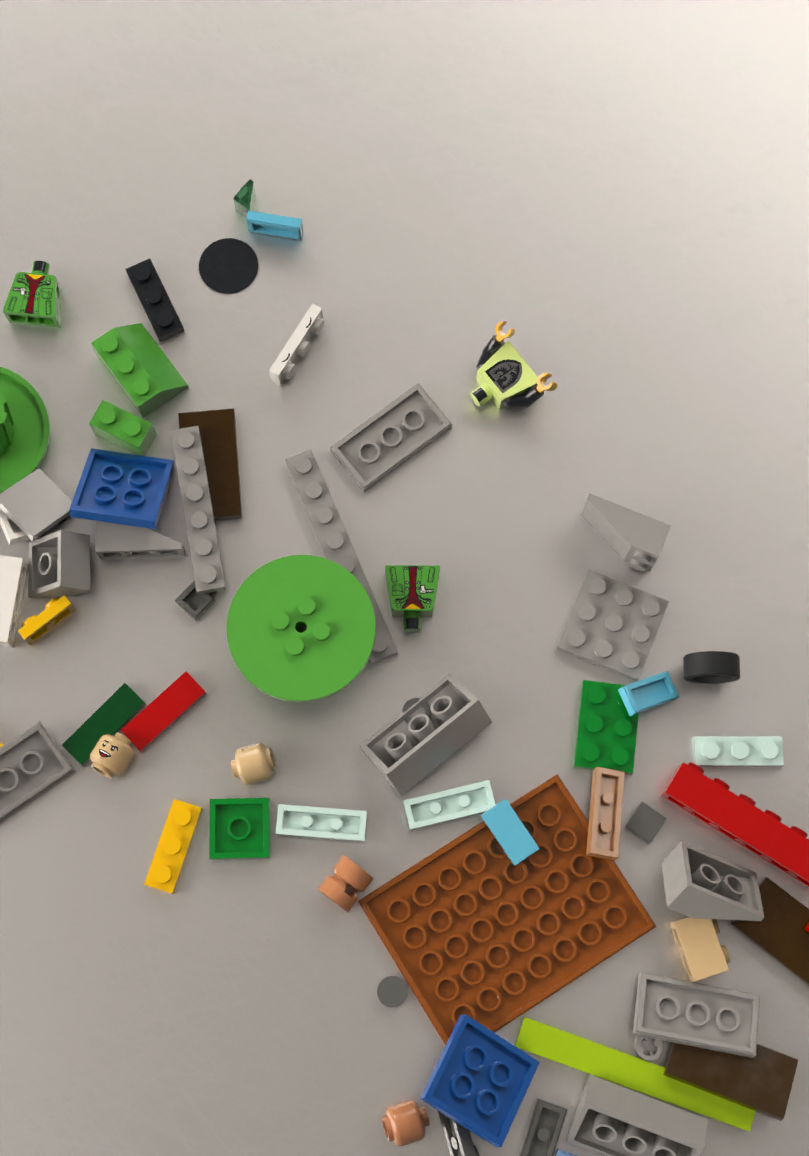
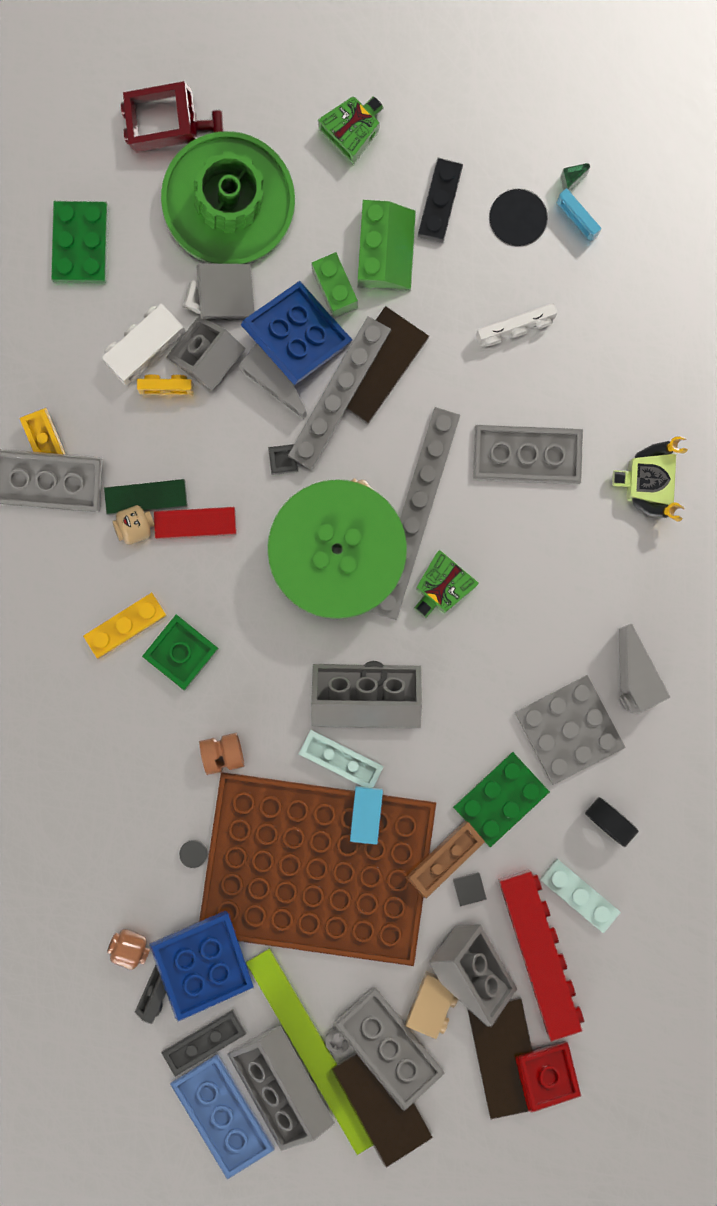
camera: 40 degrees right, 10 degrees up
(253, 763) = (227, 615): tan head -> none
(321, 823) = (240, 696): light aqua plate -> none
(648, 693) = (550, 801): medium azure tile -> none

